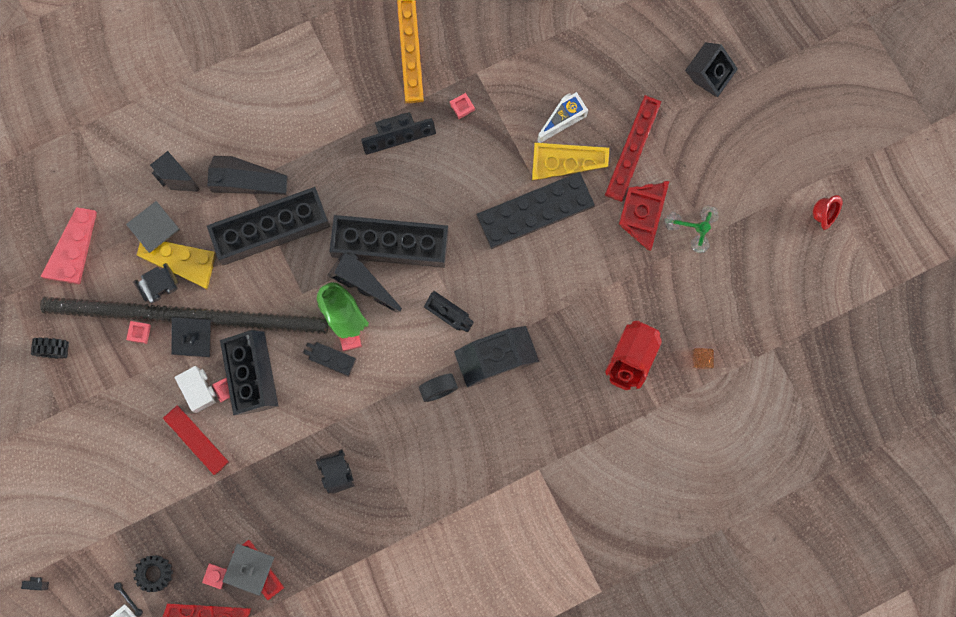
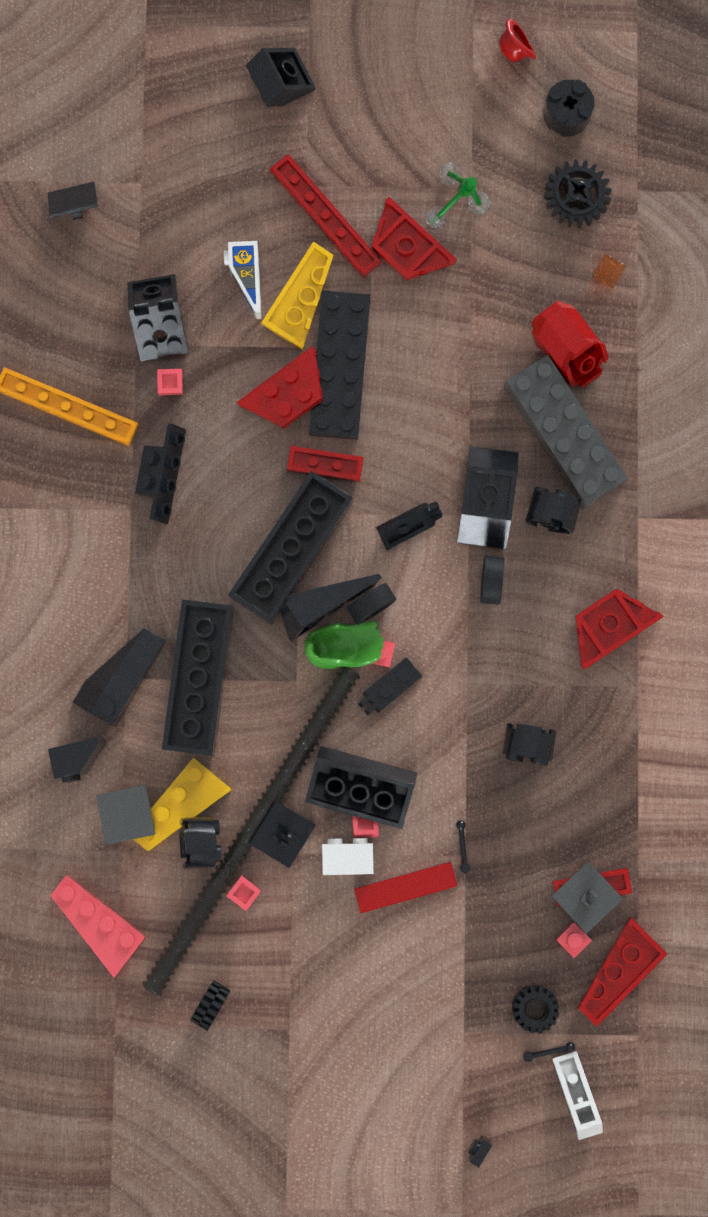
camera: 60 degrees left, 5 degrees up
(229, 474) = (464, 867): none -> black hinge
(379, 314) = (371, 603): none -> black tyre
(451, 487) = (610, 625): none -> red wing
(461, 235) = (325, 463): none -> red plate
(496, 185) = (287, 392): none -> red wing
(504, 67) = (155, 307): none -> black bracket
(509, 404) = (553, 510): none -> black brick
(570, 385) = (565, 431): none -> dark grey brick
(751, 293) = (568, 179): none -> black gear
(812, 267) = (564, 95): none -> black brick

